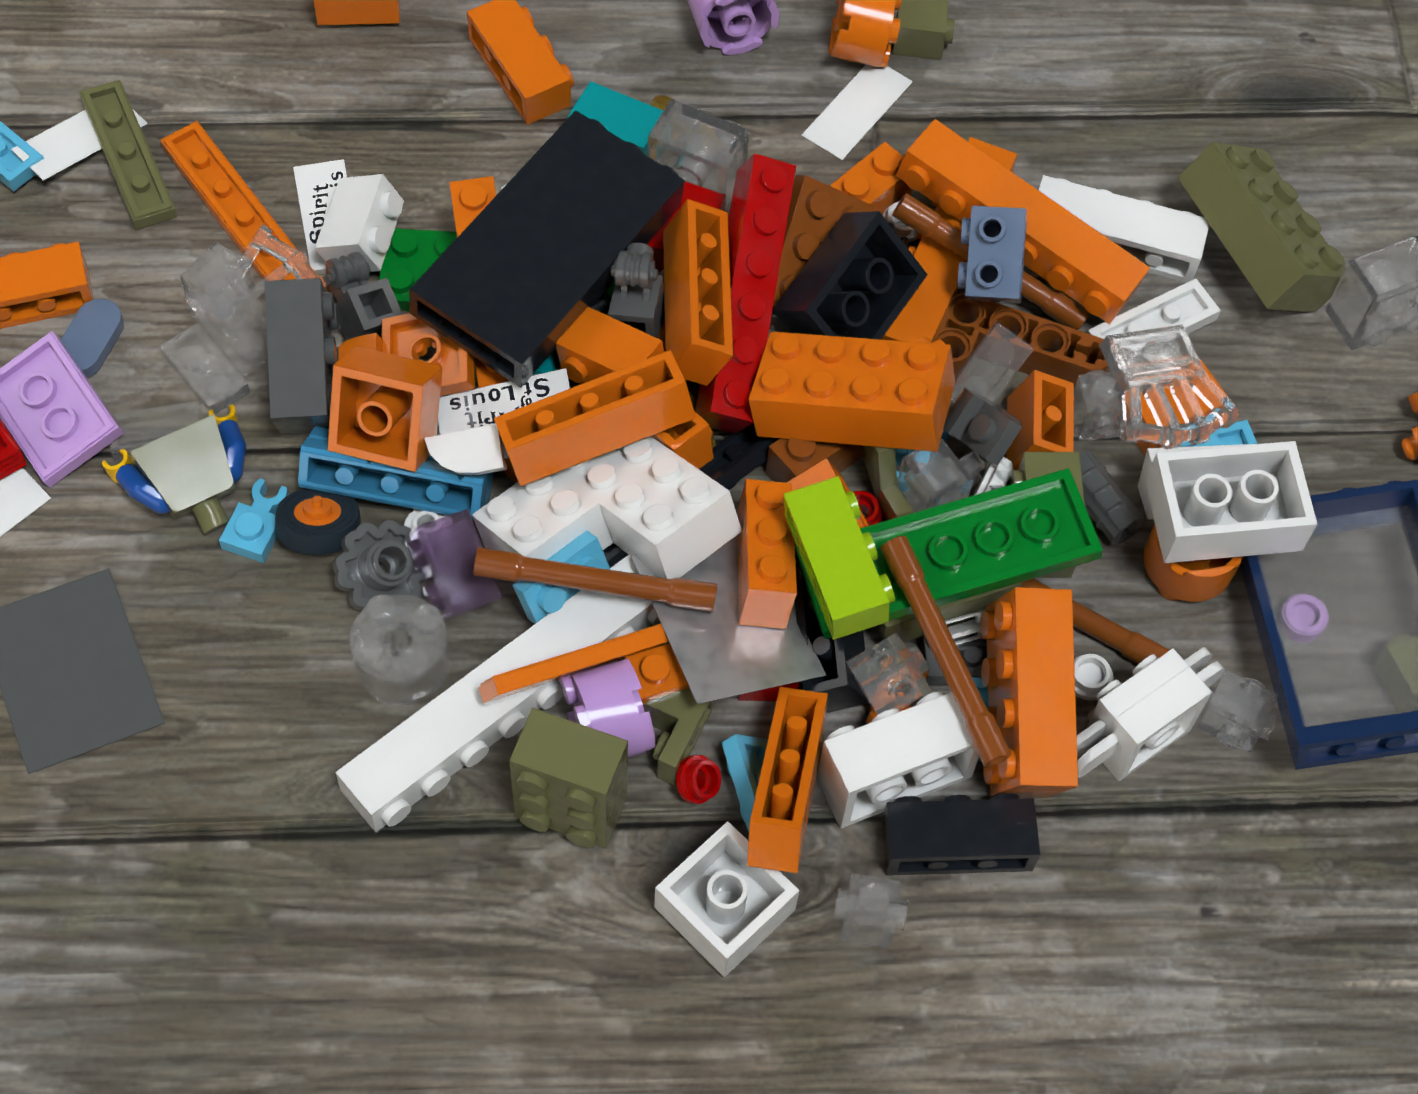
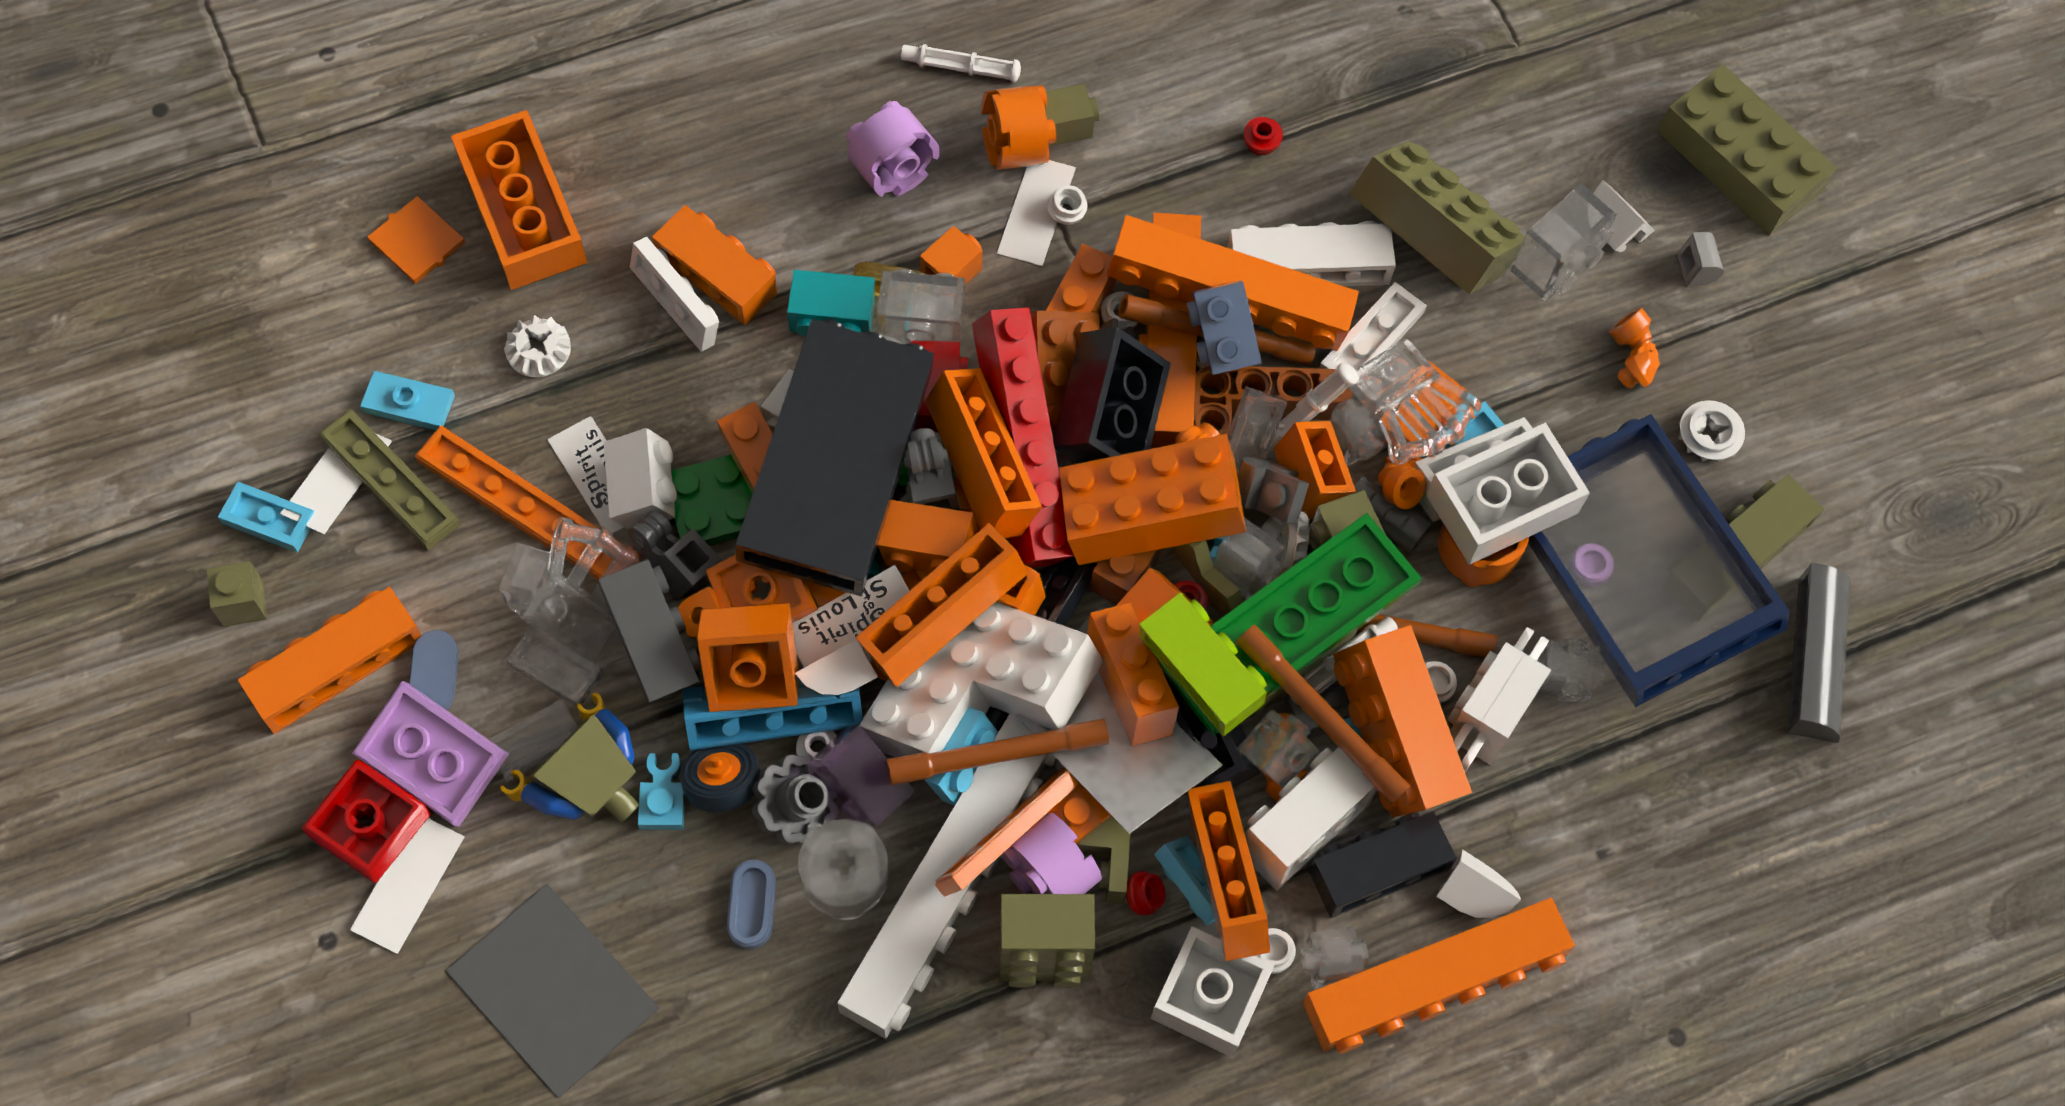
camera: 20 degrees left, 5 degrees up
(176, 91) = (407, 400): none -> medium azure plate
(297, 655) = (751, 904): none -> sand blue tile
(306, 91) = (532, 362): none -> white gear
(469, 72) = (674, 293): none -> white plate
(759, 116) = (954, 255): none -> orange brick
(815, 884) = (1281, 950): none -> white plate
(890, 100) = (1069, 195): none -> white plate
(978, 970) = (1437, 976): none -> orange brick
(1053, 897) = (1477, 889): none -> white brick
(1064, 356) = (1318, 399): none -> white piece
(1113, 106) = (1262, 144): none -> red plate
(1126, 466) = (1402, 483): none -> orange arm

